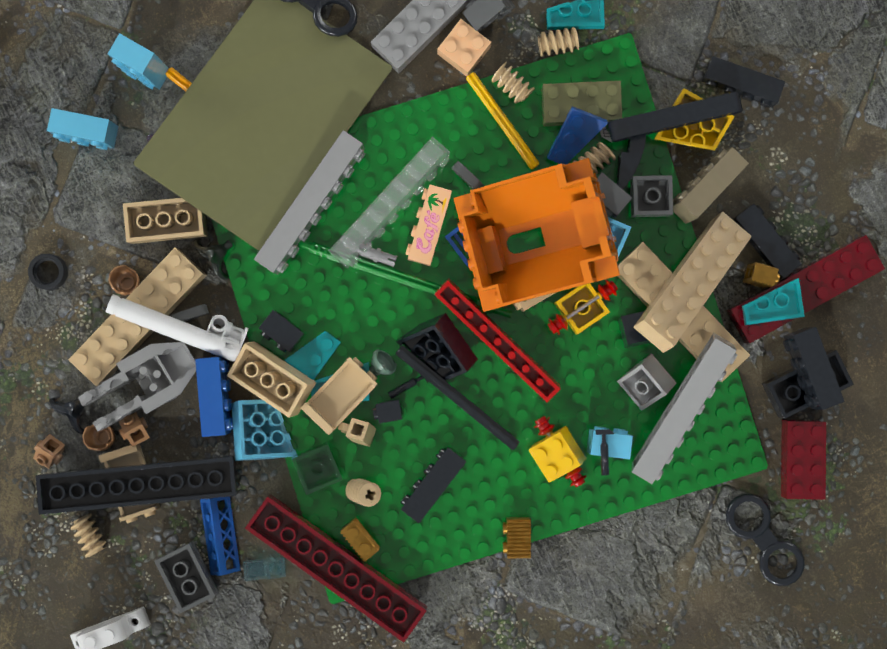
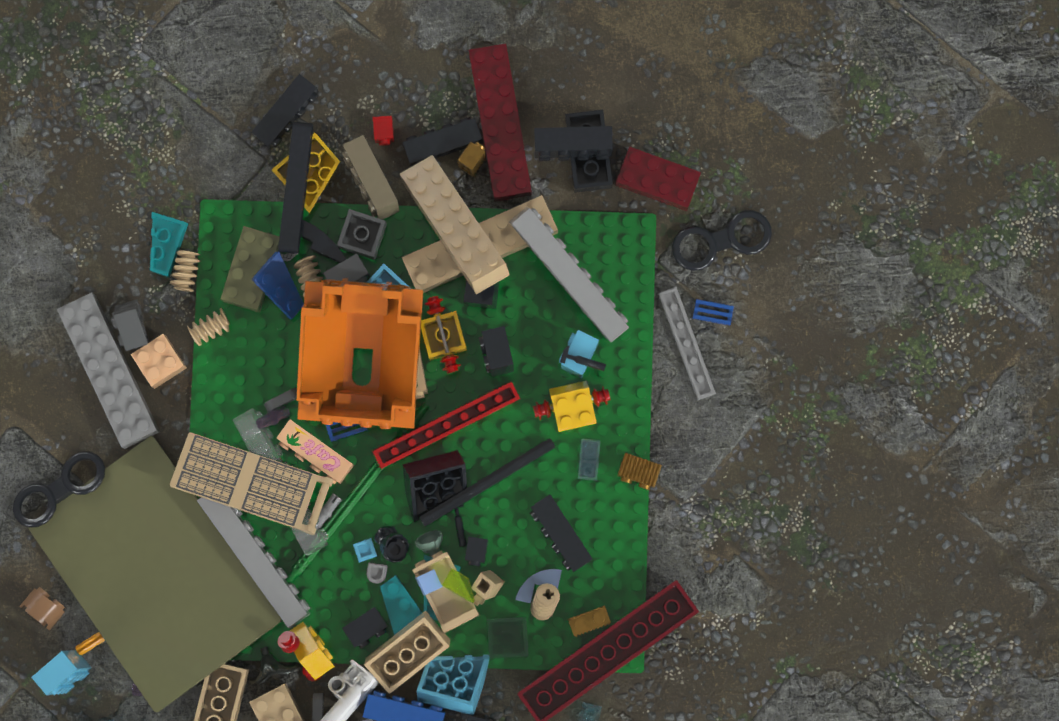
camera: 70 degrees left, 5 degrees down
(195, 23) = (42, 608): none -> medium nougat brick
(240, 285) = (308, 650): none -> yellow brick
(336, 323) = (376, 572): none -> light grey tile
(343, 376) = (428, 582): none -> light blue tile
(350, 406) = (459, 585): none -> clear neon green tile
(354, 305) = (365, 550): none -> medium azure tile
(367, 329) = (392, 545): none -> black hair
(377, 173) = (249, 482): none -> tan flag
(384, 479) = (548, 576): none -> sand blue brick
(447, 174) = (273, 417): none -> clear purple axle
(502, 120) = (241, 348): yellow axle -> none
(512, 485) = (589, 459): none -> clear light blue slope
(585, 365) = (497, 350): none -> black brick
(647, 382) = (534, 299): light grey slope -> none
(654, 539) = (686, 343): none -> light grey tile
(700, 554) = (715, 305): none -> blue tile
(758, 181) = (383, 130): none -> red brick
(776, 305) = (504, 156): teal wing -> none

